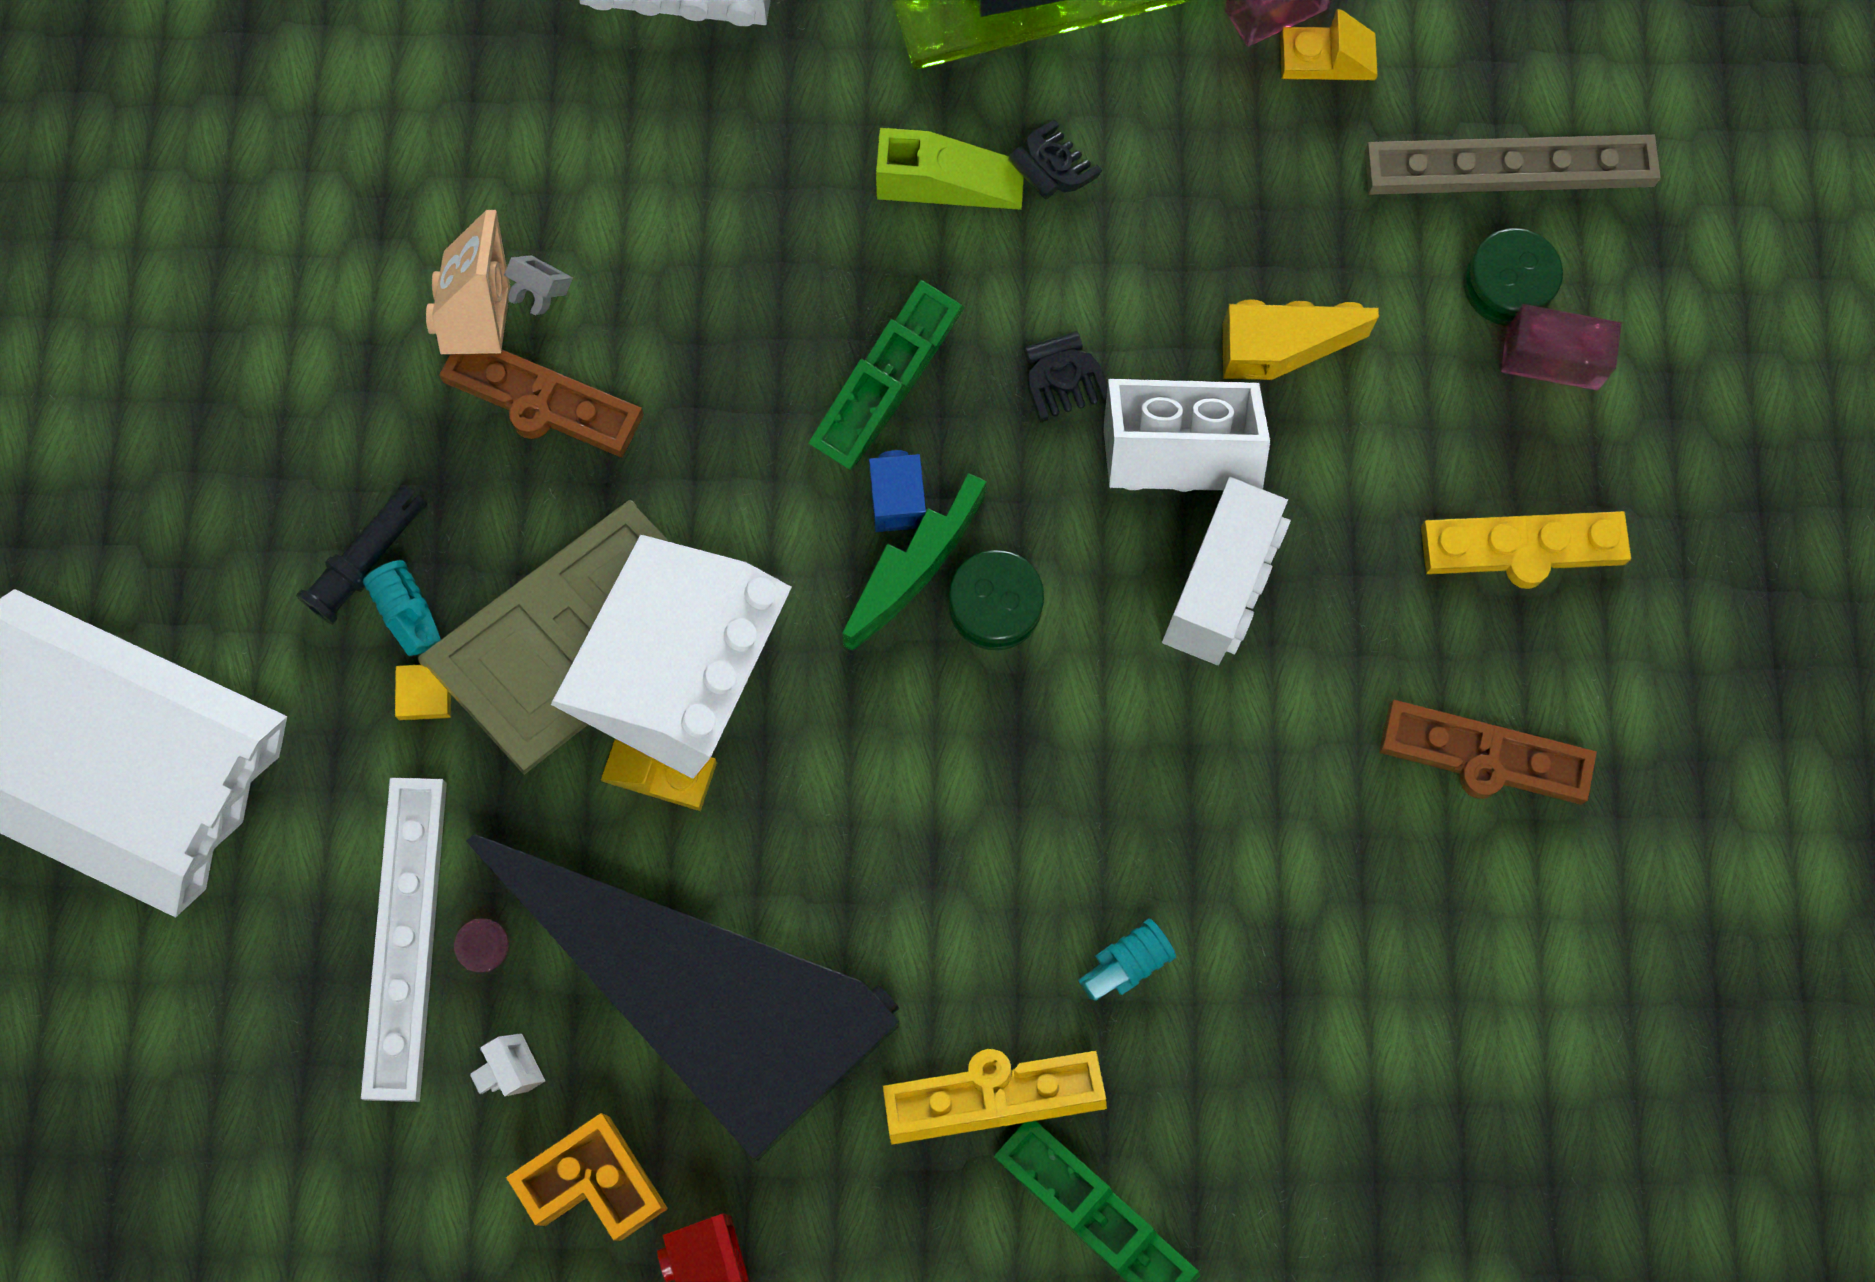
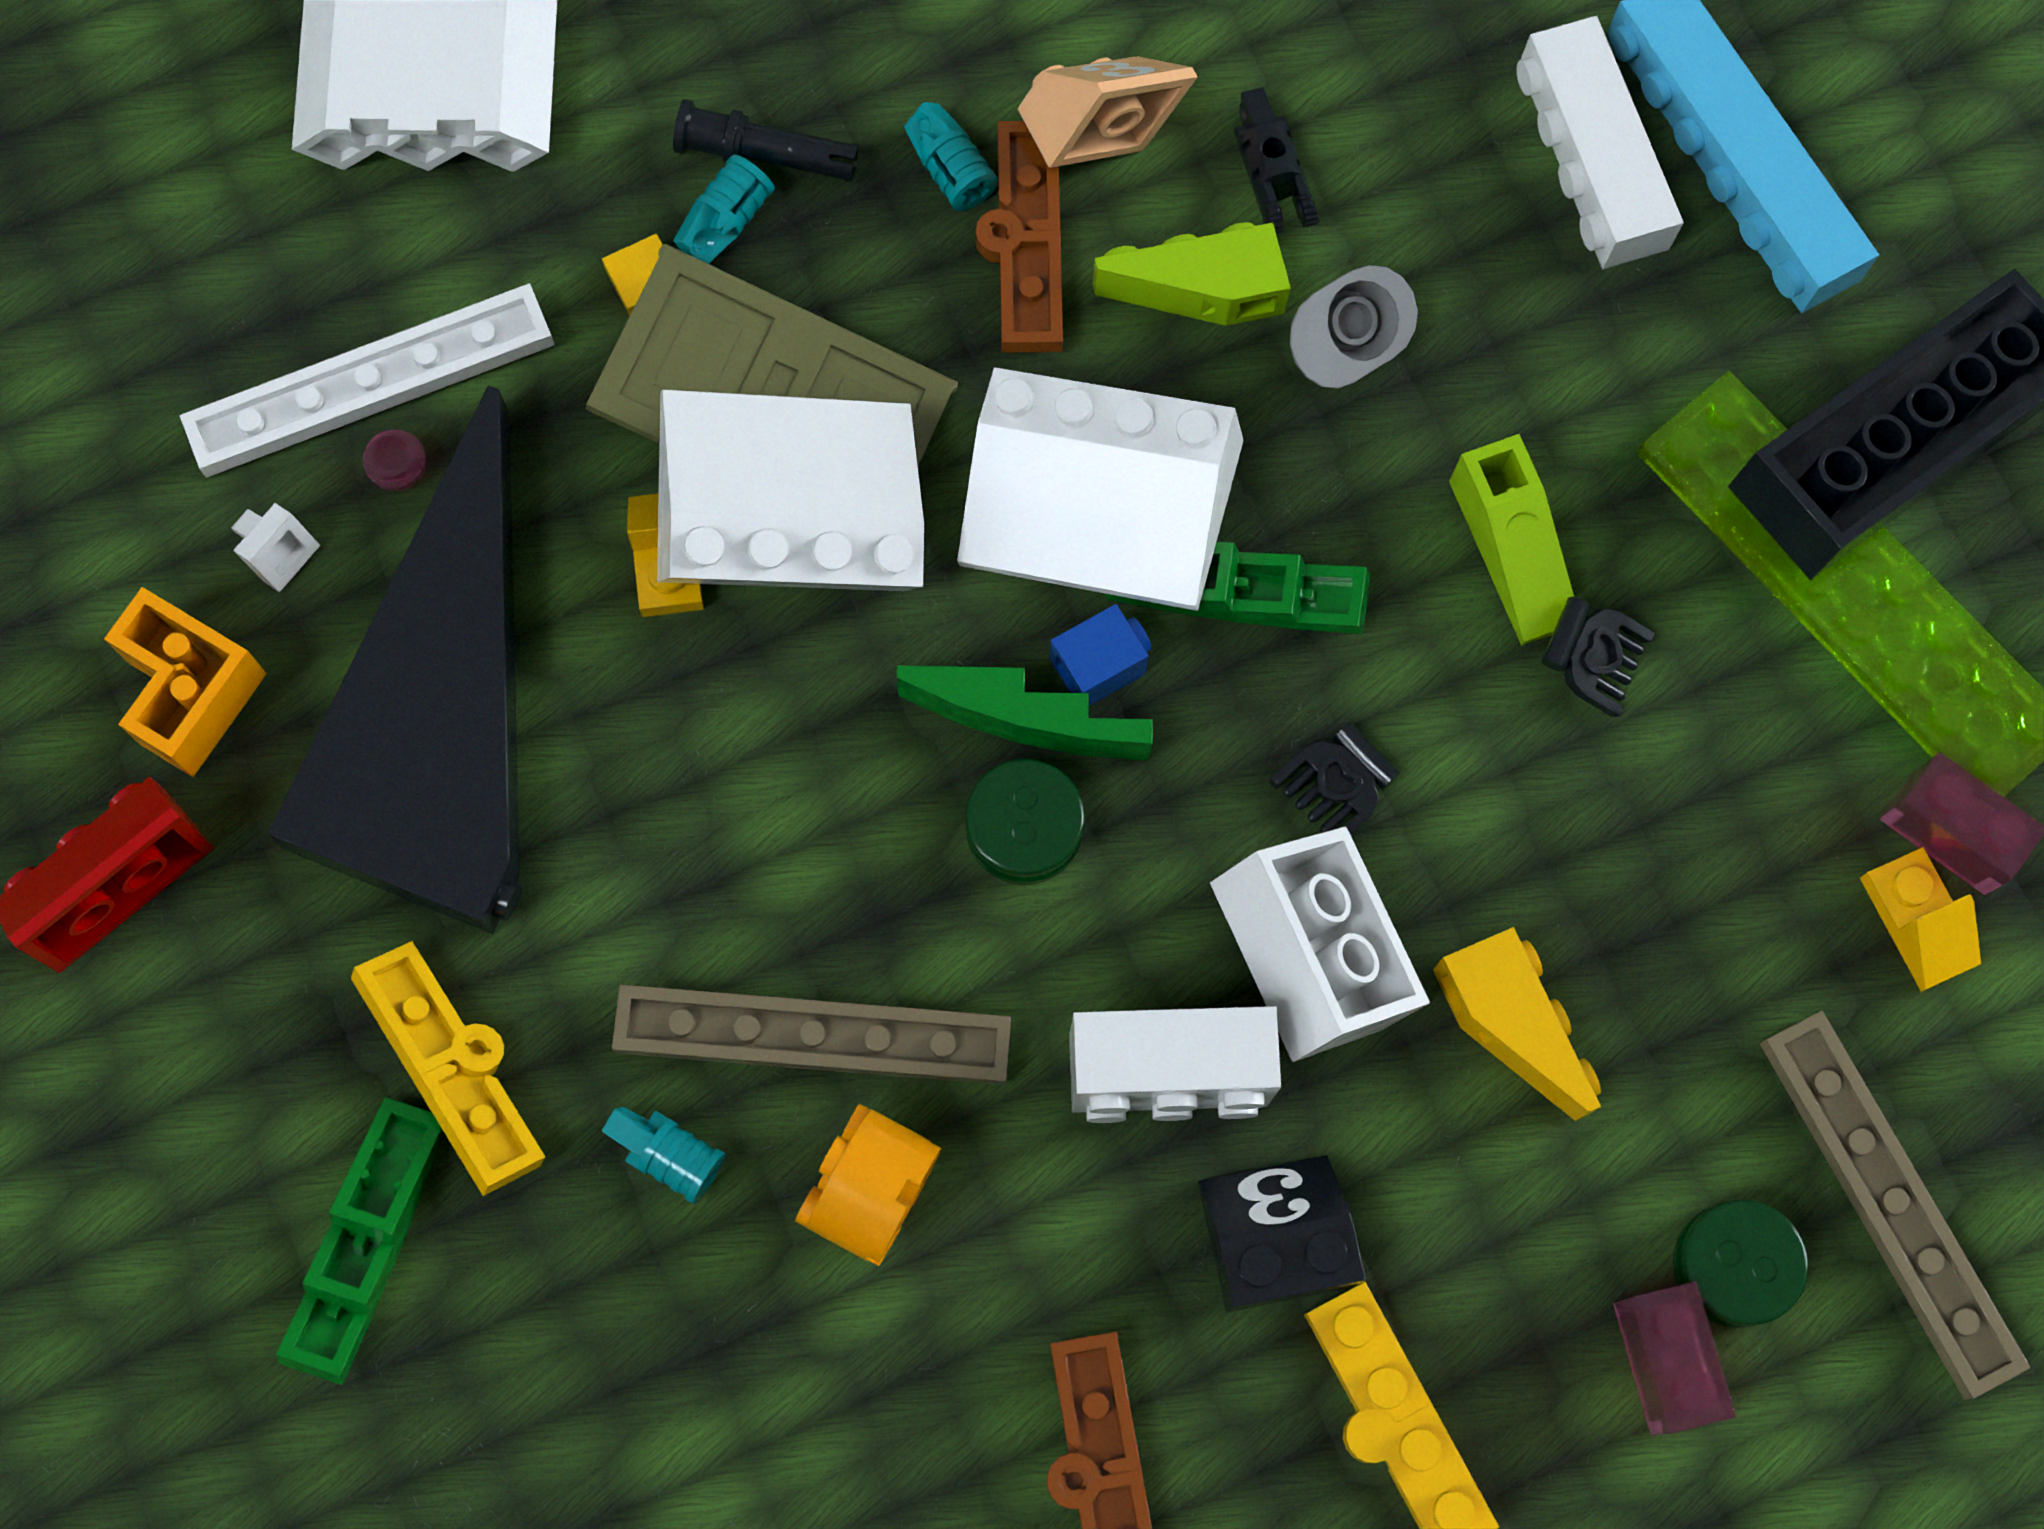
camera: 65 degrees right, 0 degrees up
(446, 423) = (950, 157): none -> teal hinge
(538, 278) = (1161, 168): light grey tile -> none
(573, 200) = (1272, 161): none -> black hinge
(644, 284) = (1206, 278): none -> lime slope
(735, 201) = (1353, 326): none -> light grey piece
(772, 432) = (1098, 487): none -> white slope
(1085, 821) = (812, 1034): none -> dark tan plate
(1224, 820) = (868, 1184): none -> light orange brick
(1370, 560) = (1280, 1233): none -> black slope

